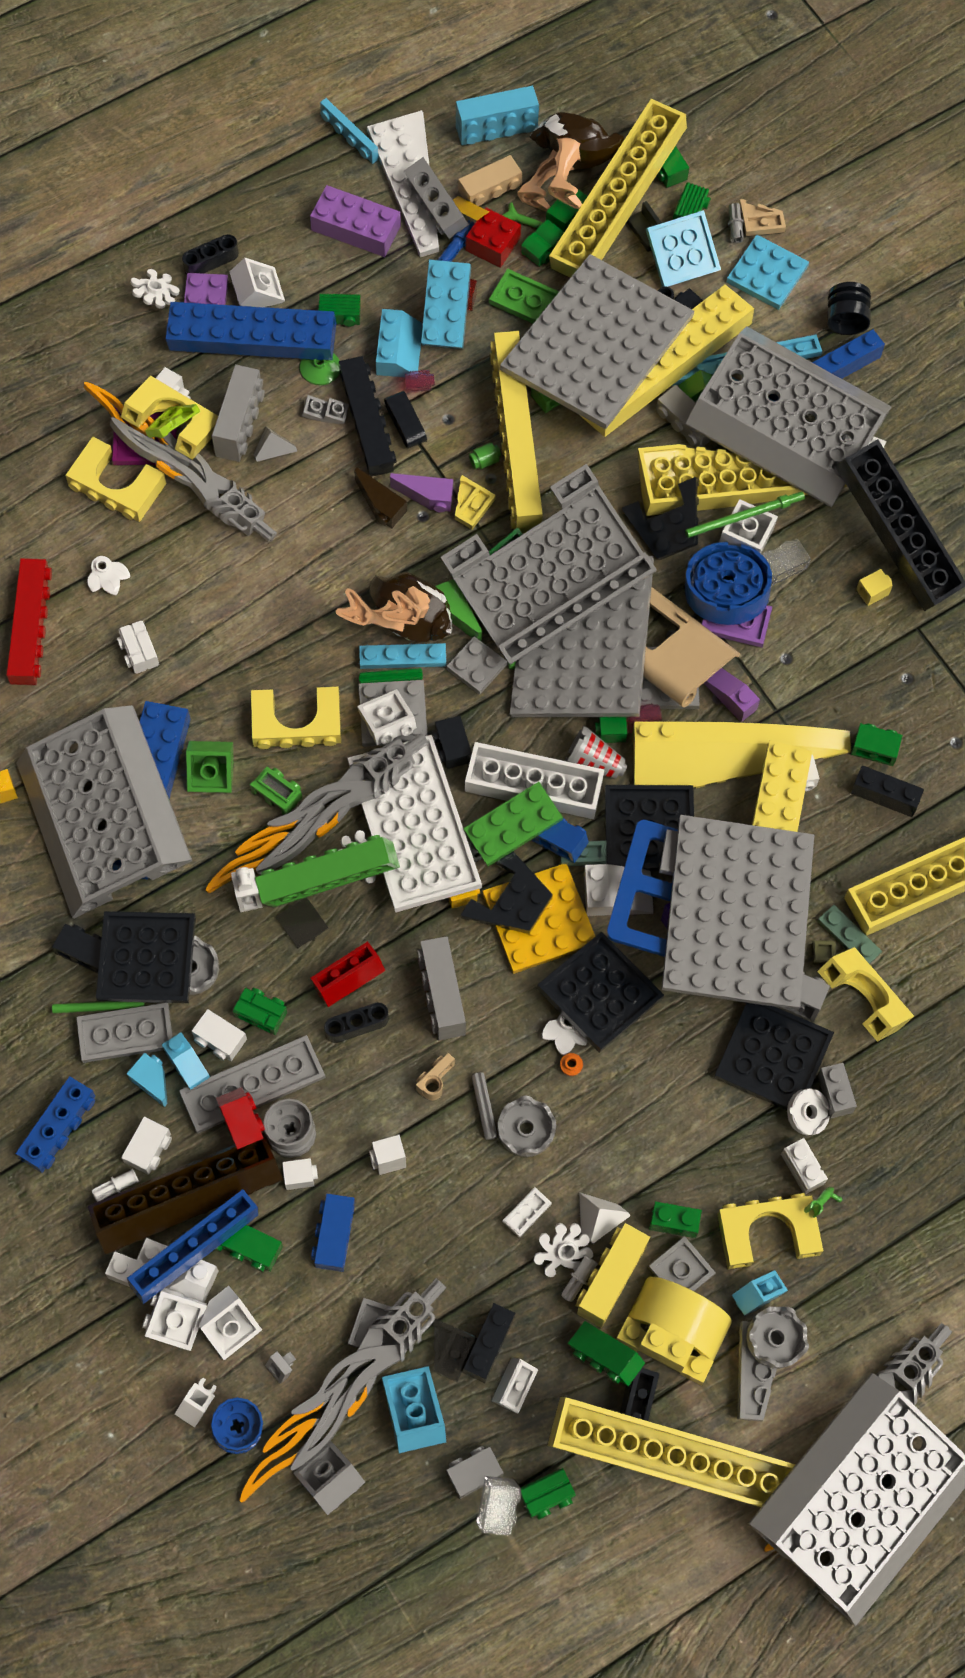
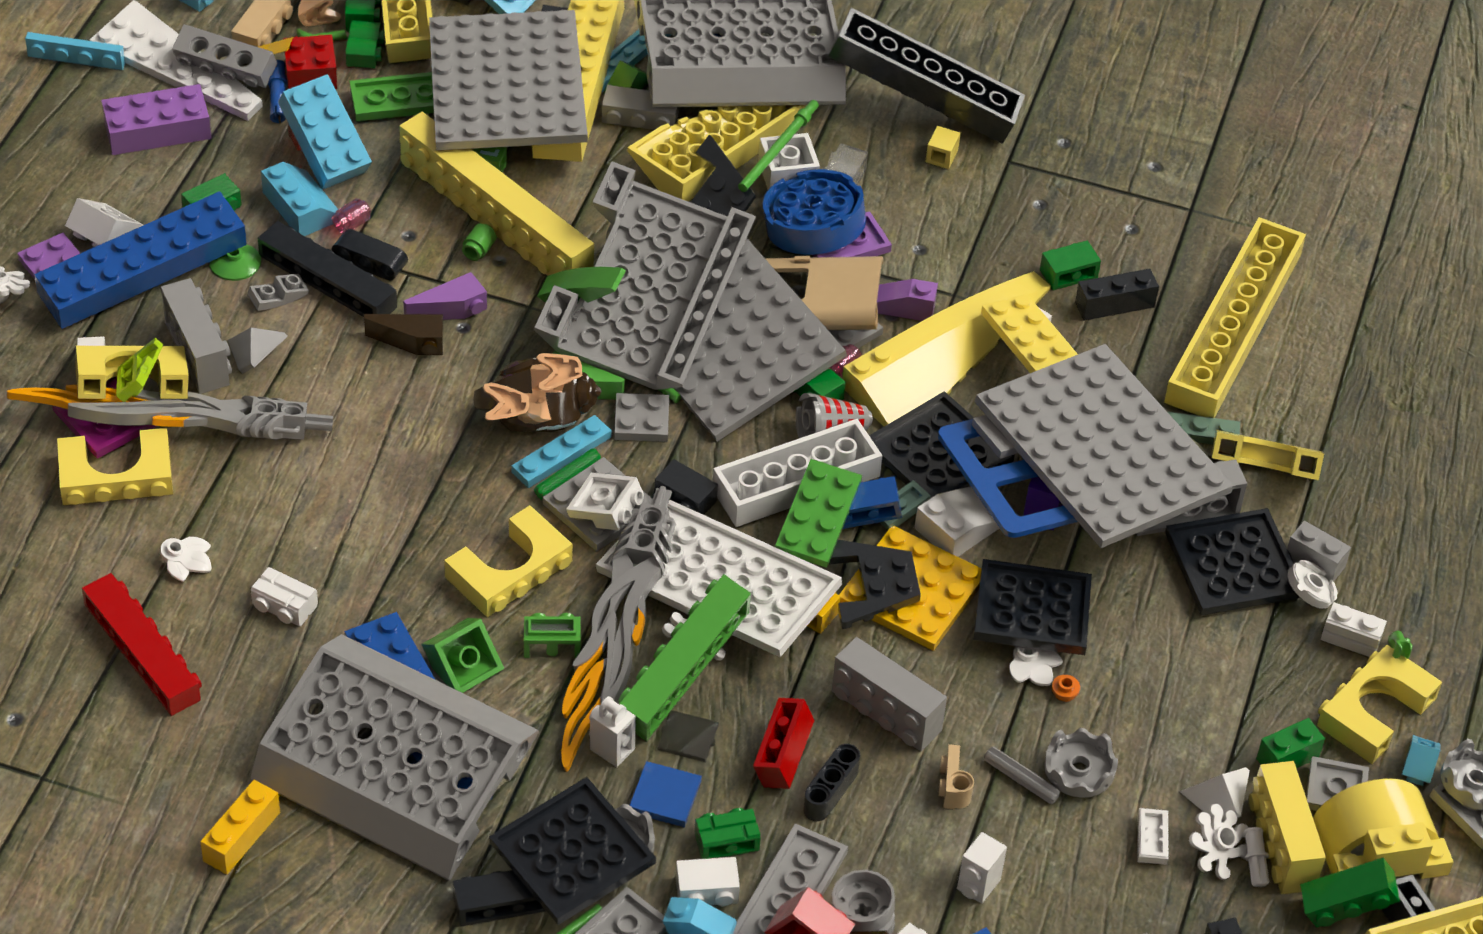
camera: 40 degrees left, 20 degrees down
(201, 255) = (29, 223): black beam -> none
(251, 953) = (666, 793): none -> blue tile
(472, 502) = (503, 286): light yellow wing -> none
(501, 542) = (588, 282): none -> bright green slope

